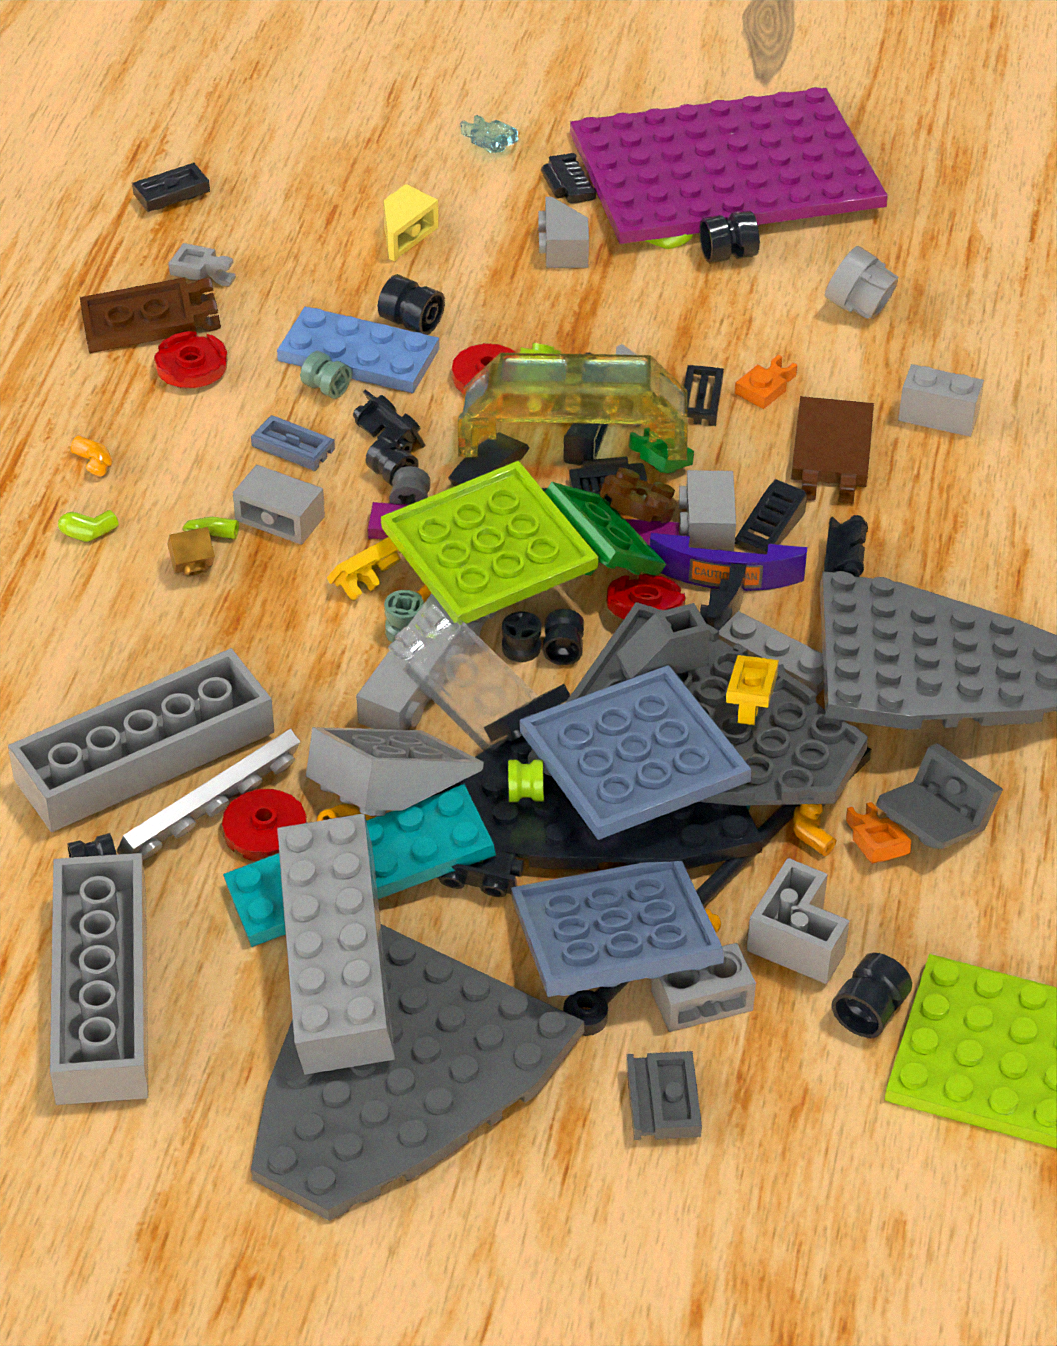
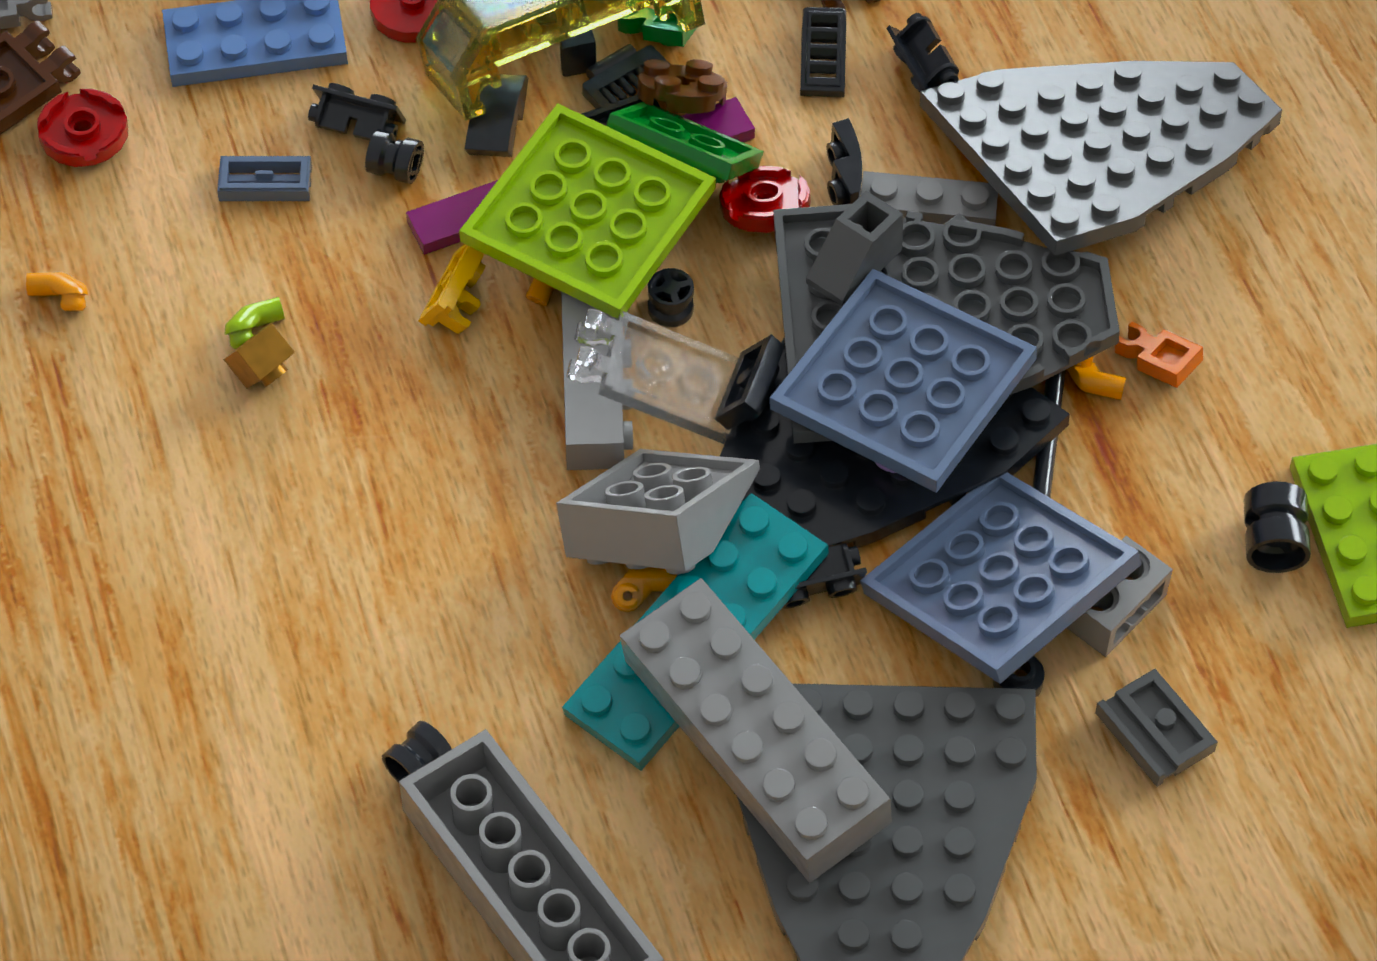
camera: 30 degrees left, 10 degrees up
(85, 527) = (114, 379): lime arm -> none
(141, 739) = (373, 600): light grey brick -> none
(210, 797) = (489, 628): plate -> none
(254, 818) = (564, 650): red plate -> none
(279, 504) = (310, 259): light grey brick -> none
(329, 376) = (248, 83): sand green wheel -> none
(399, 610) = (539, 331): sand green wheel -> none
(409, 485) = (436, 178): dark grey wheel -> none
(526, 780) = (809, 459): lime wheel -> none
(563, 637) = (713, 276): black wheel -> none
(705, 567) = (810, 133): dark purple slope -> none
(709, 509) = (759, 70): light grey brick -> none
(751, 686) = (970, 254): yellow plate -> none
(793, 926) = (1160, 494): light grey brick -> none
(943, 801) = (1202, 290): dark grey bracket -> none

